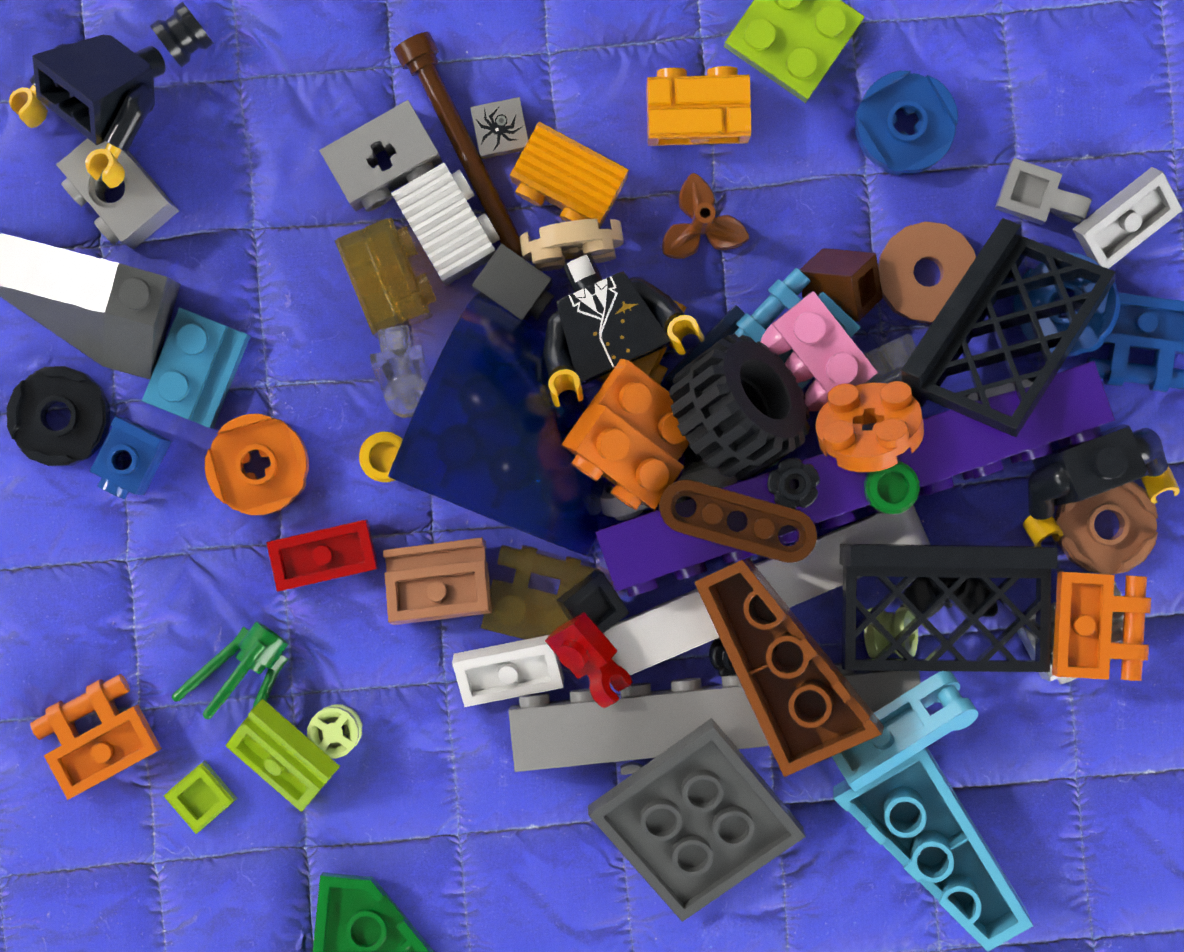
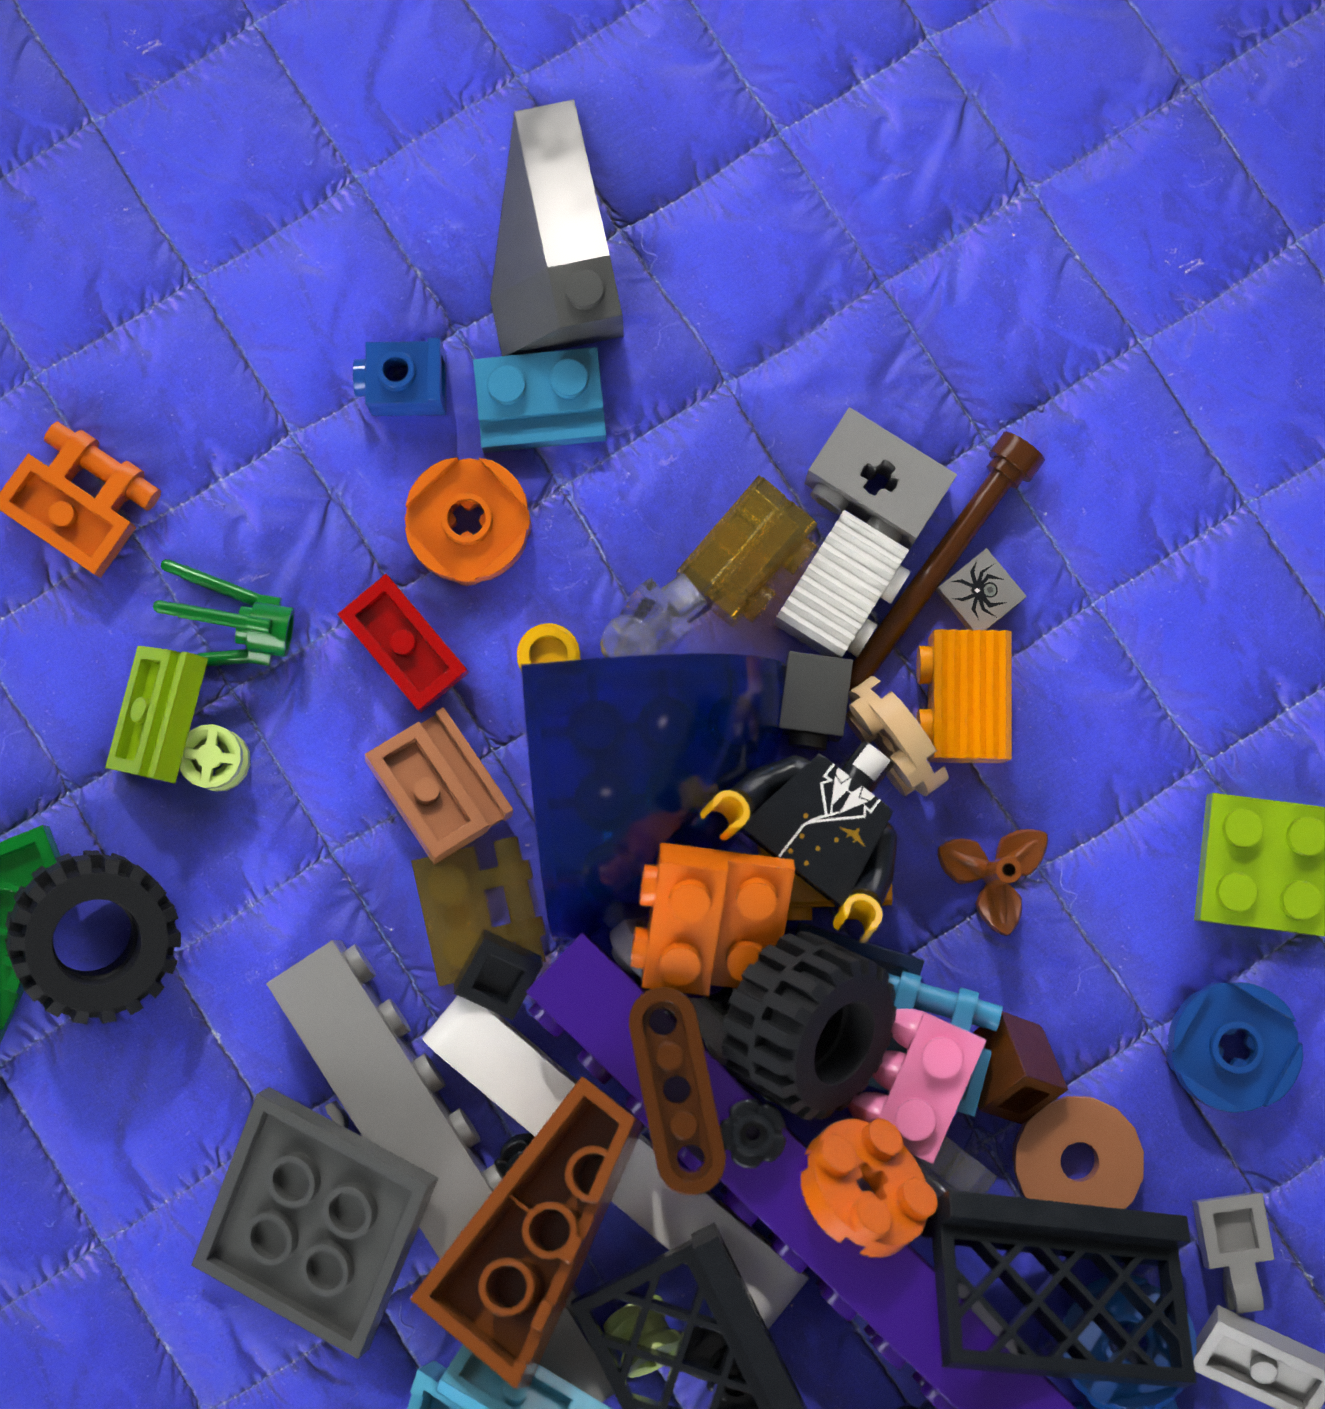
camera: 60 degrees right, 5 degrees down
(87, 423) = (418, 314): black tile -> none
(98, 91) = (785, 139): black torso -> none
(132, 217) = (698, 177): light grey brick -> none
(181, 34) = (896, 196): black wheel -> none
(200, 797) = (67, 648): lime tile -> none
(459, 867) = (102, 990): none -> black tyre
(507, 671) = (378, 917): white plate -> none
(590, 653) = (443, 996): red plate -> none
(698, 107) = (1123, 802): light orange brick -> none
(892, 489) = (806, 1251): green tile -> none

